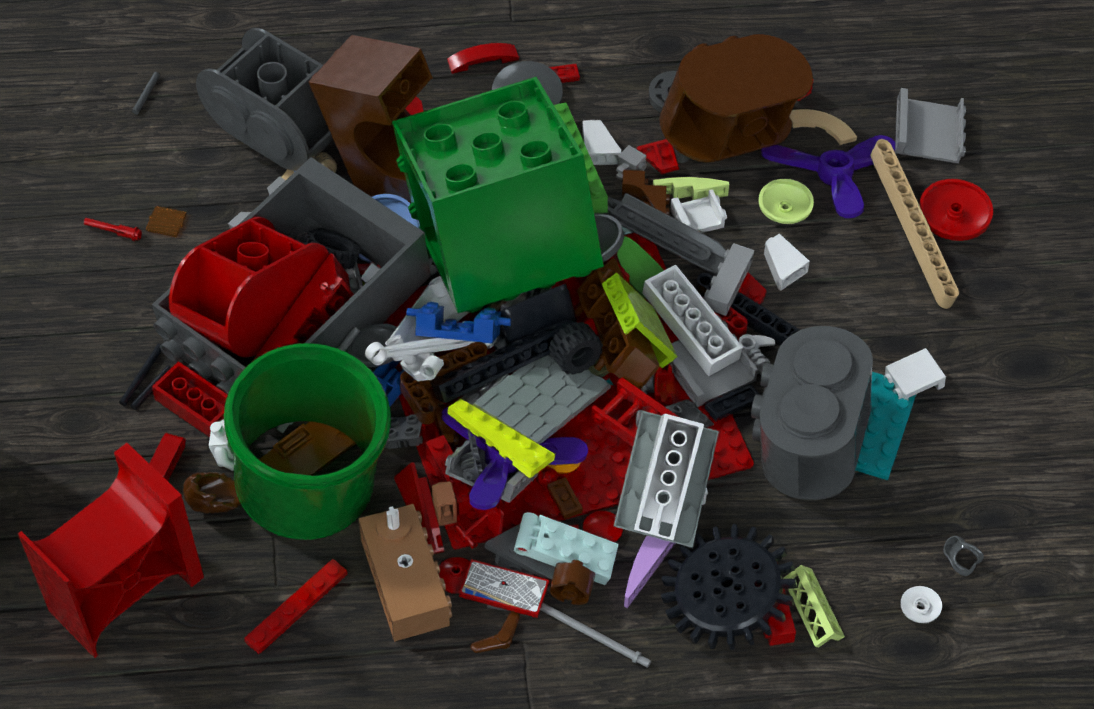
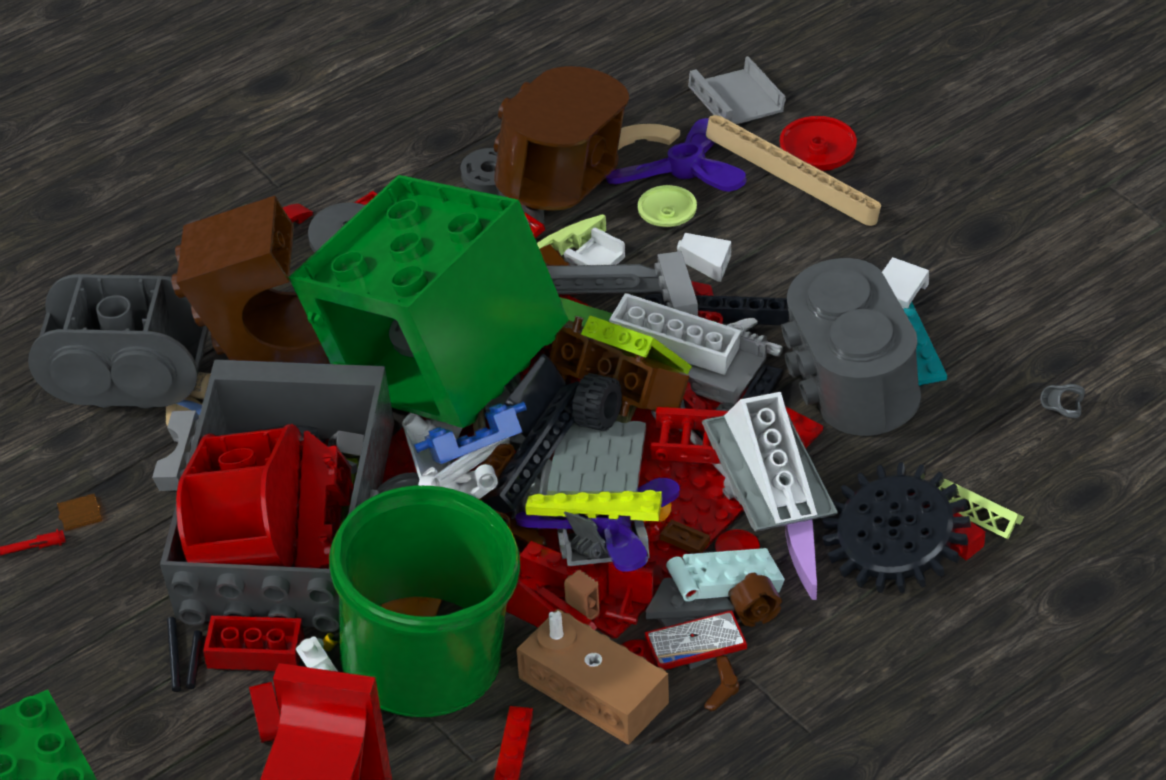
camera: 30 degrees left, 10 degrees down
(635, 656) = (861, 632): light grey bar -> none
(922, 597) = (1065, 456): white dish -> none

